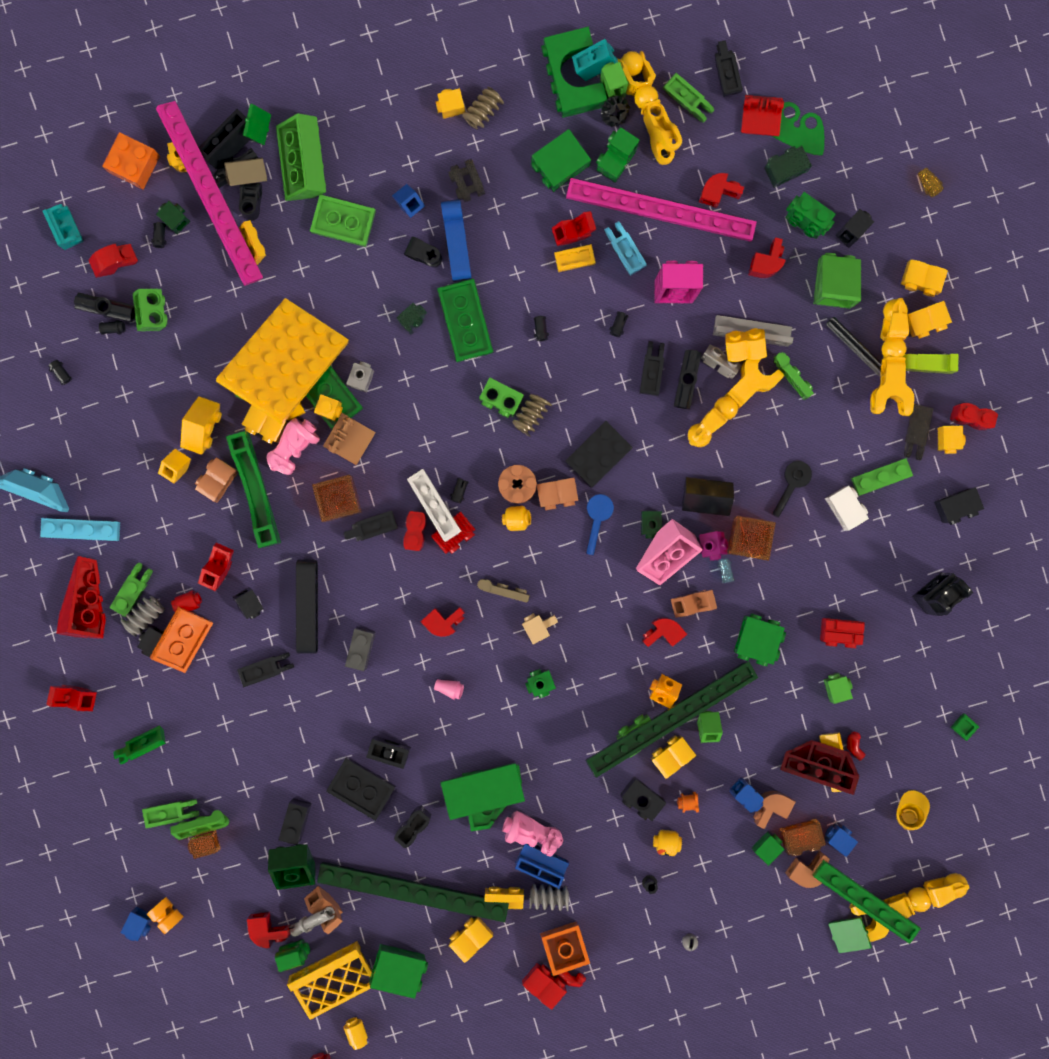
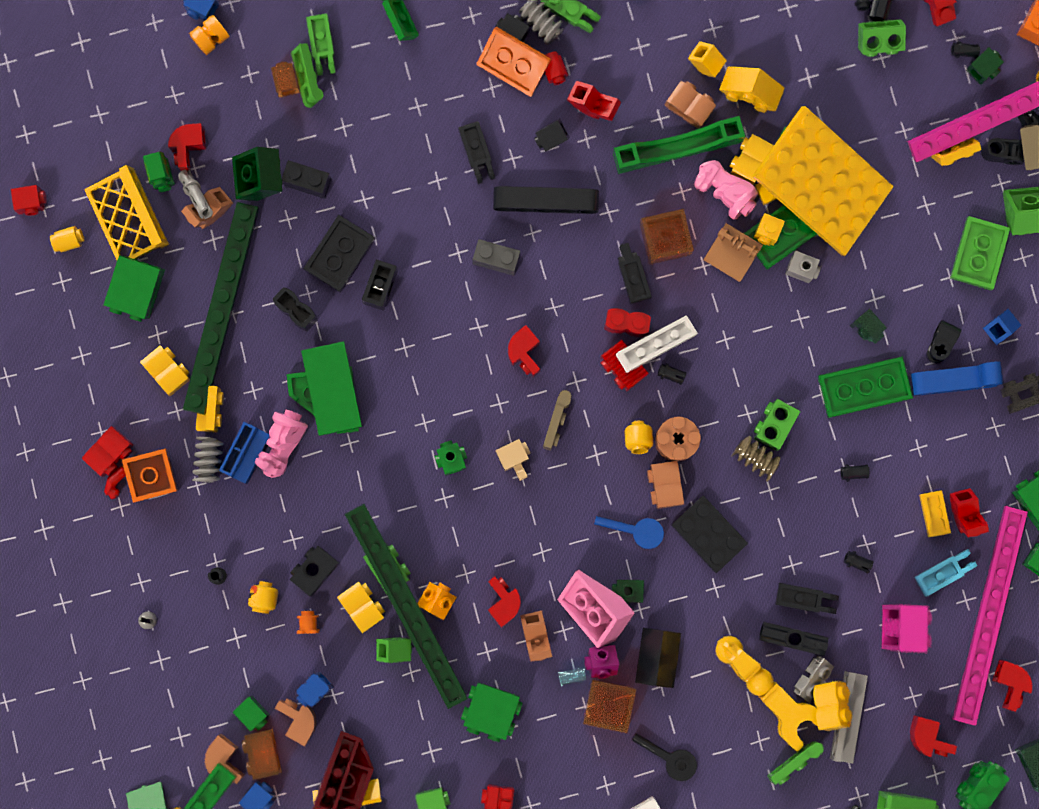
camera: 90 degrees right, 5 degrees down
(449, 688) = (448, 356): bright pink cone -> none

